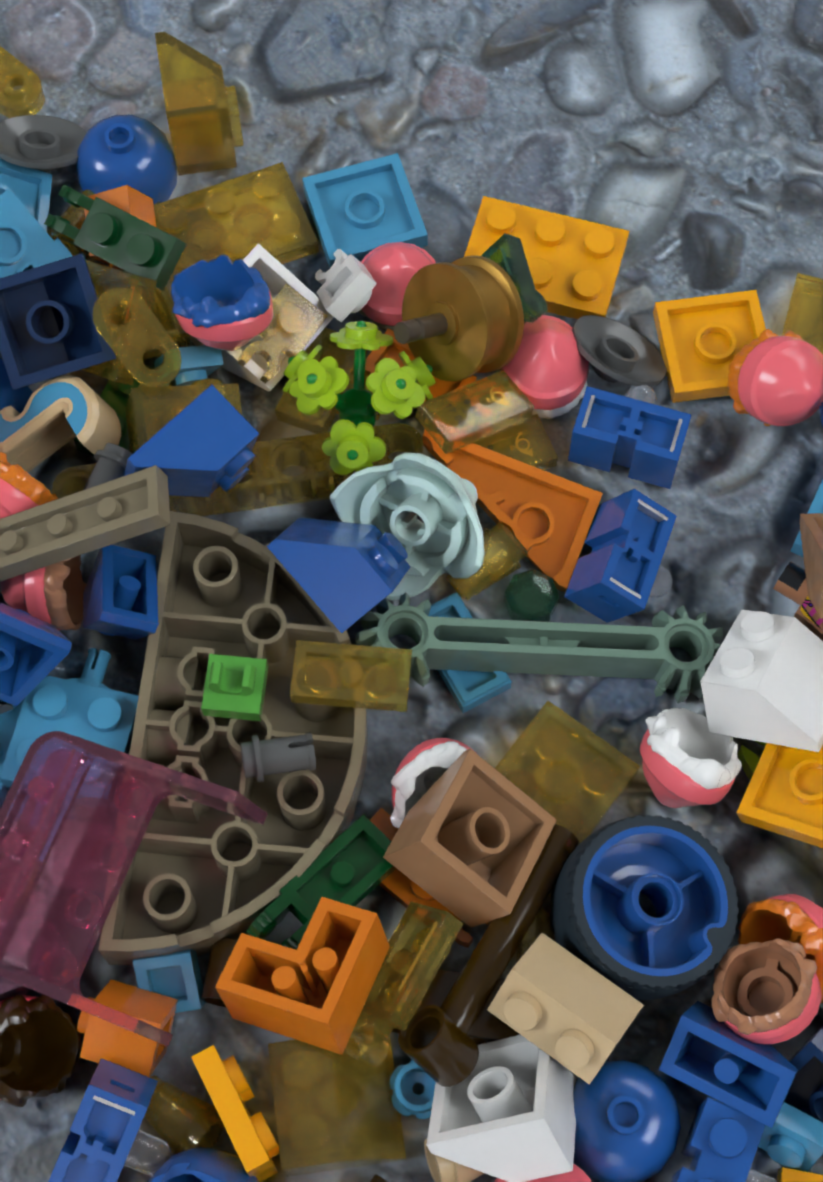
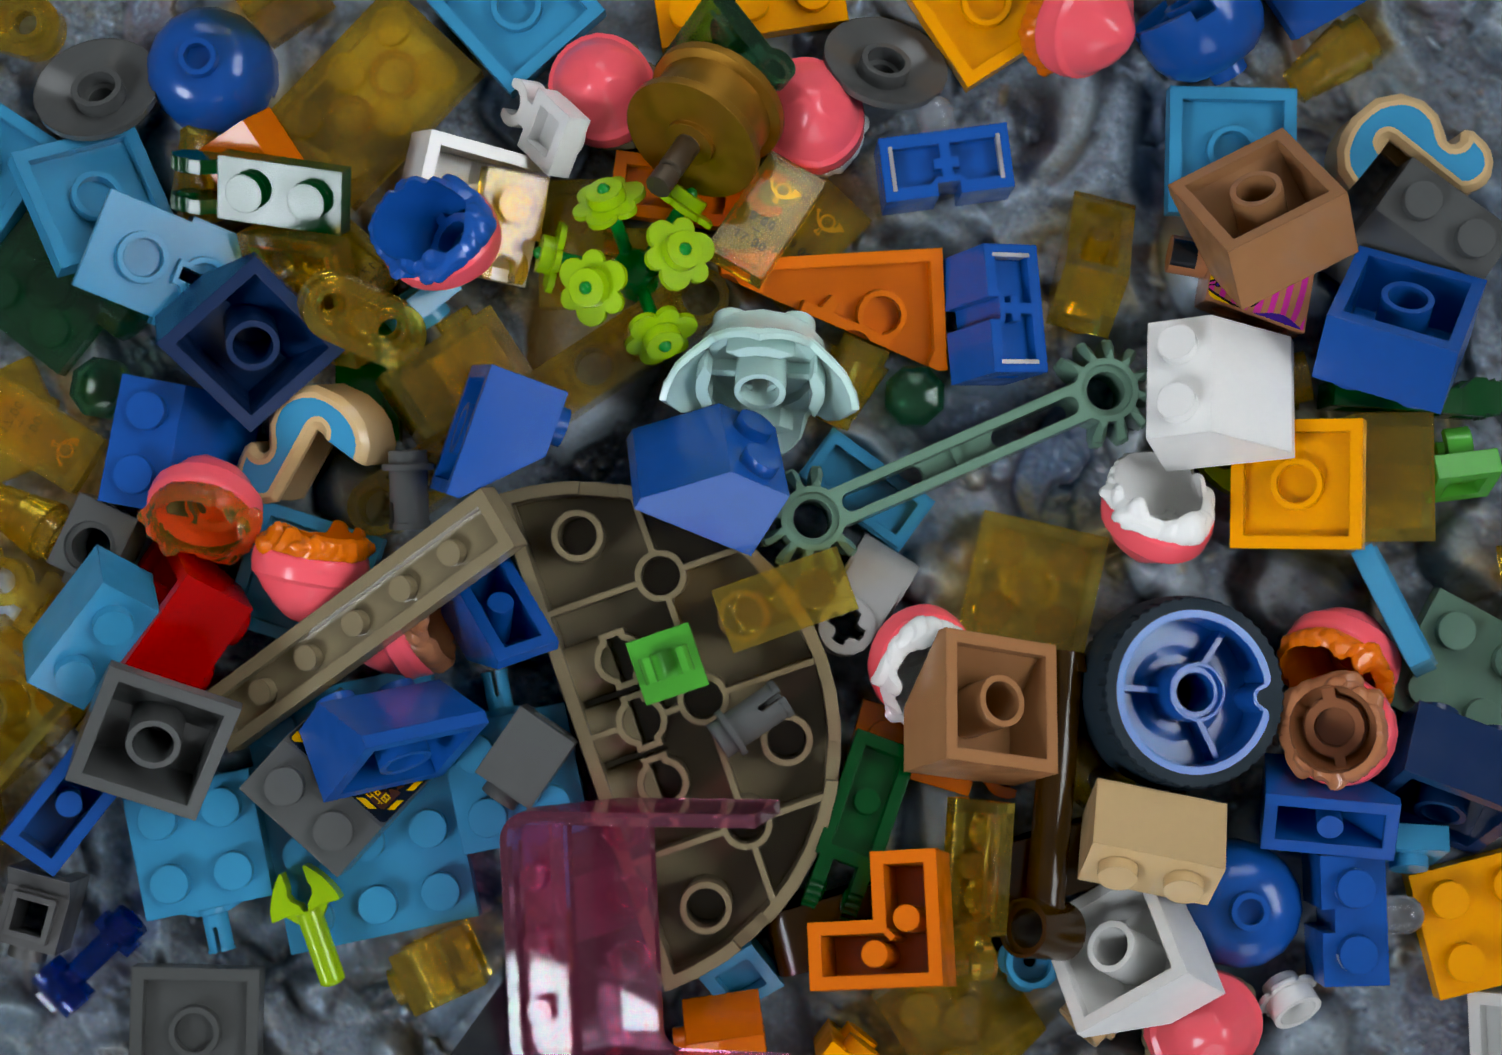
camera: 25 degrees left, 20 degrees up
(88, 707) = (525, 758): none -> dark grey brick
(430, 714) = (878, 583): none -> light grey piece
(713, 559) = (1092, 265): none -> clear yellow slope

